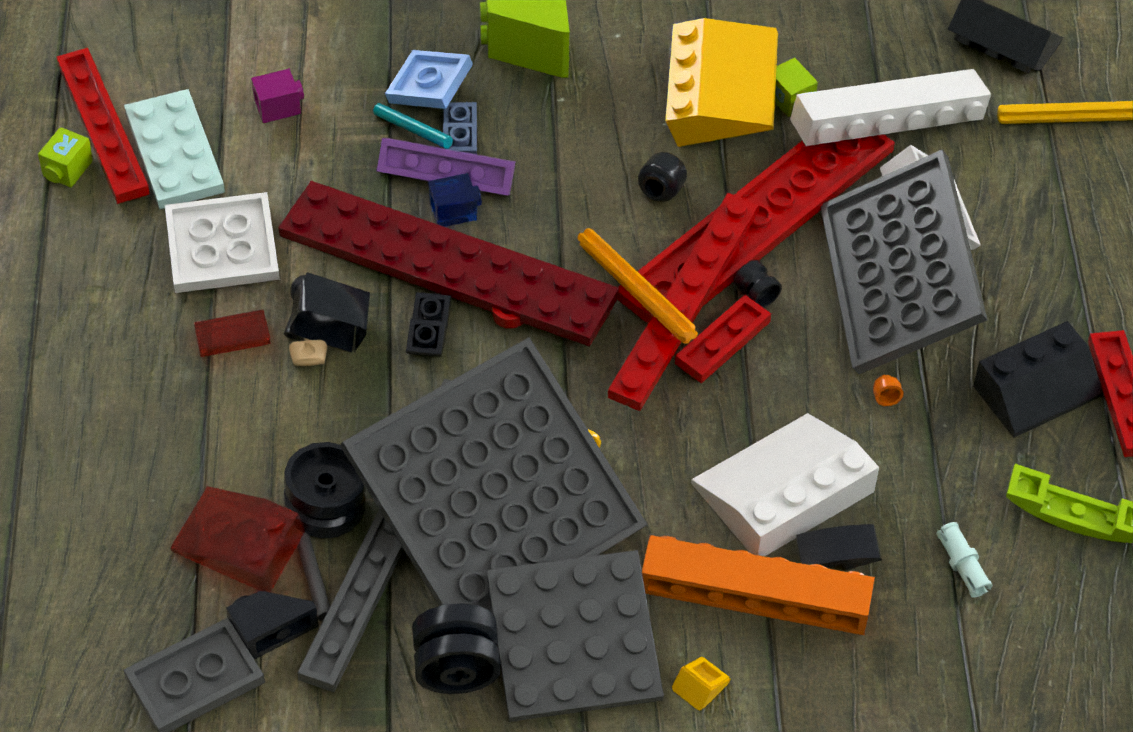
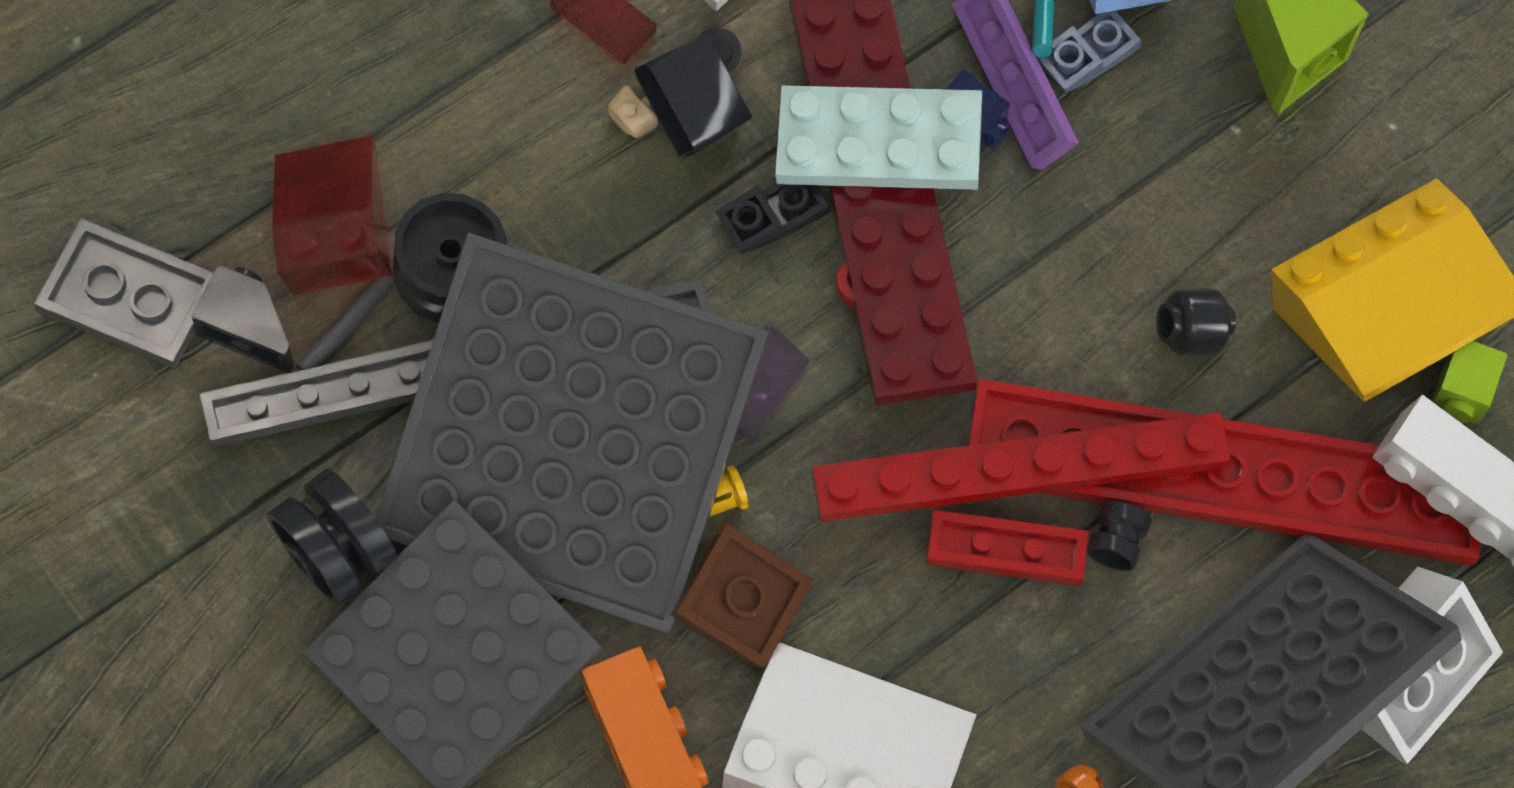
camera: 50 degrees right, 15 degrees up
(436, 241) = (879, 137): none -> light aqua plate
(637, 286) = (988, 401): light orange axle -> none
(655, 474) = (742, 597): none -> reddish brown plate

